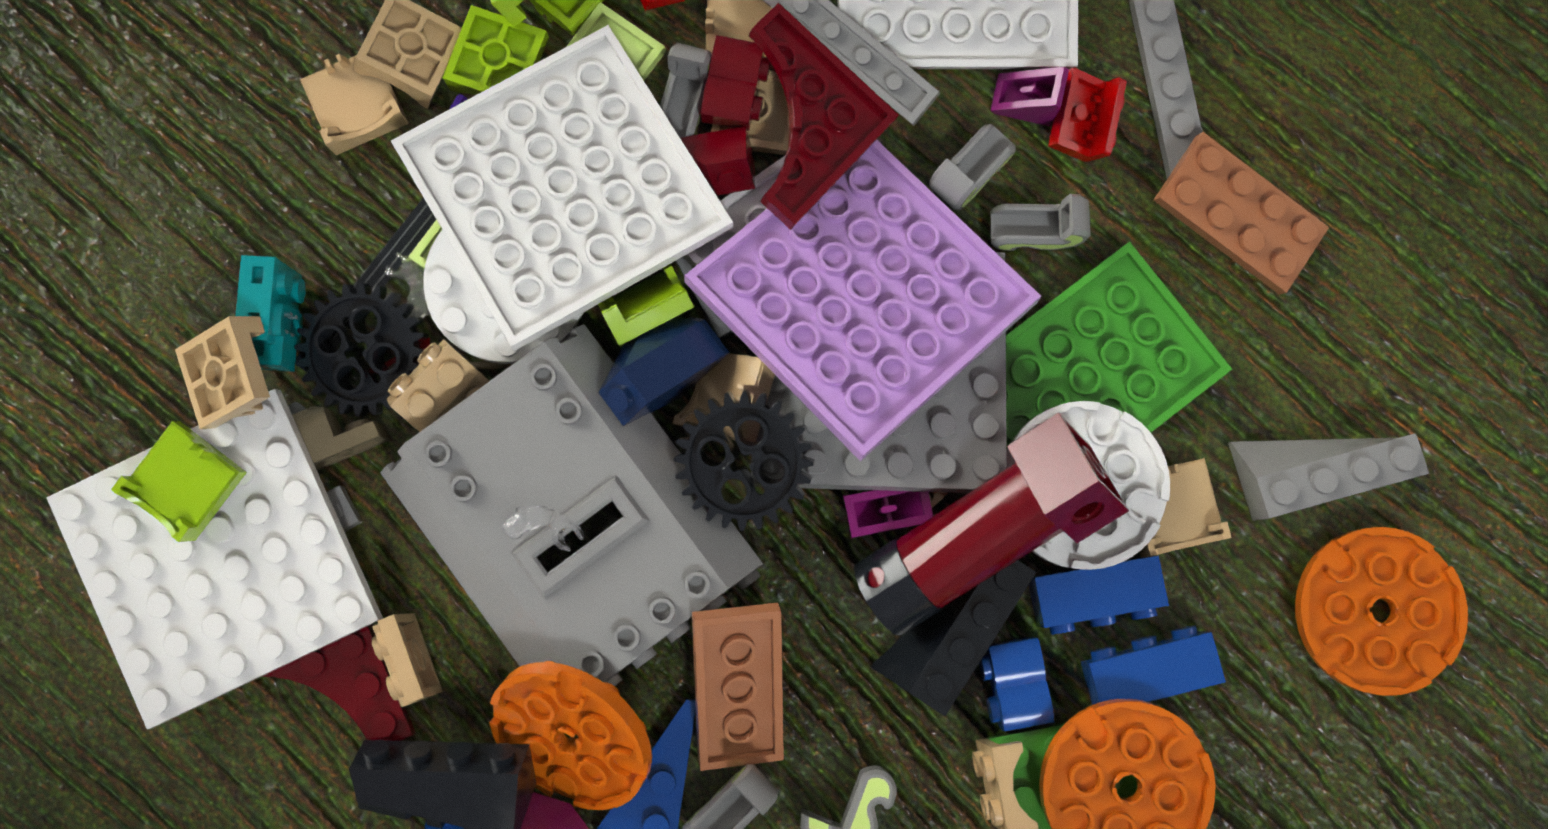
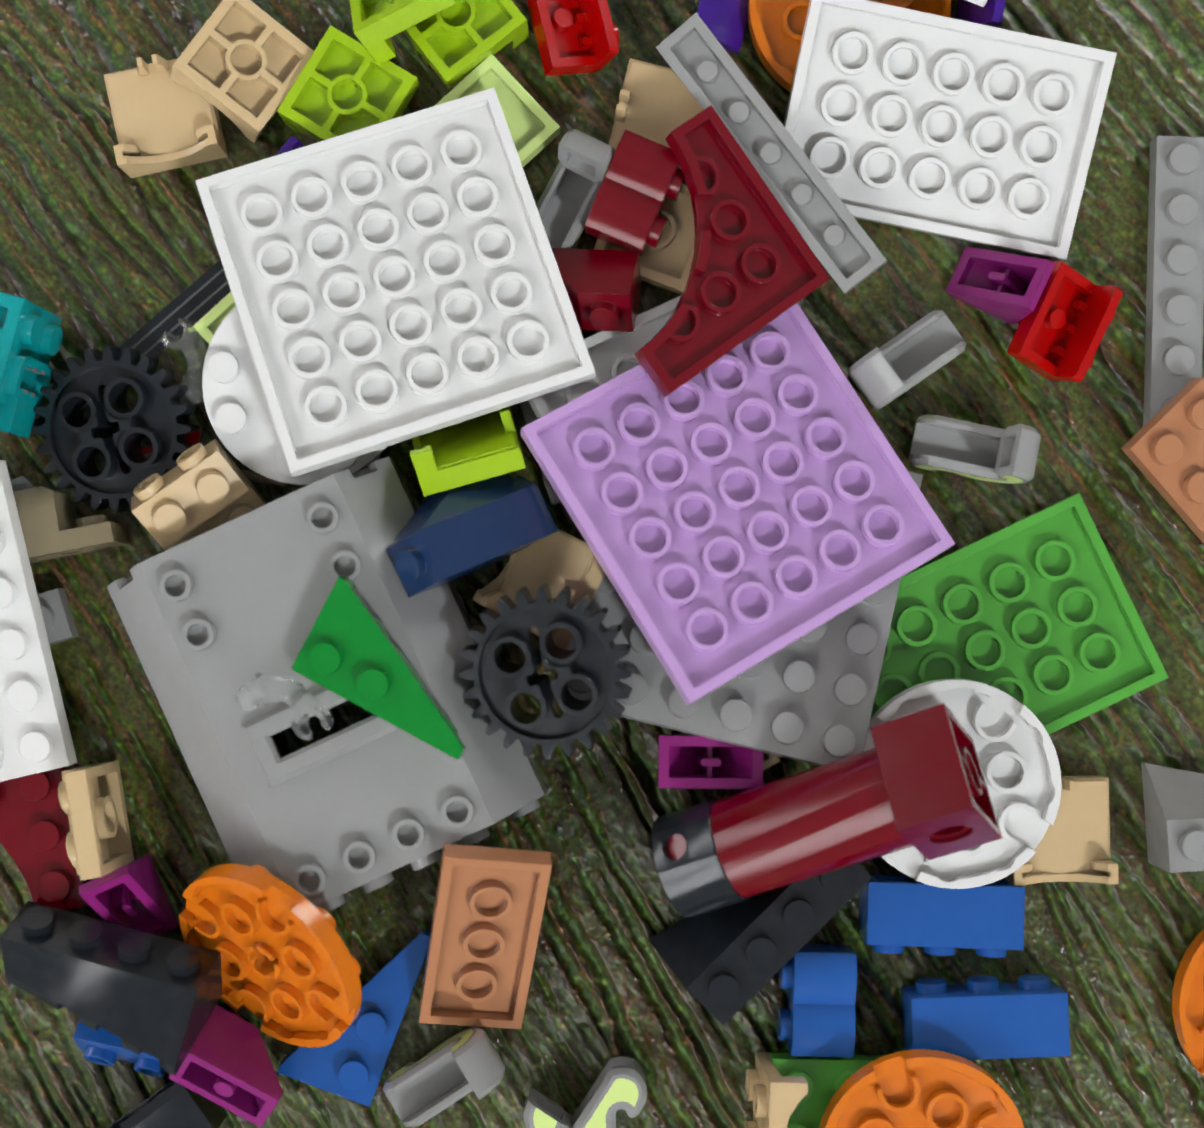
camera: 15 degrees right, 5 degrees up
(446, 718) = (132, 898): none -> magenta slope
(596, 482) = (357, 661): none -> green wing

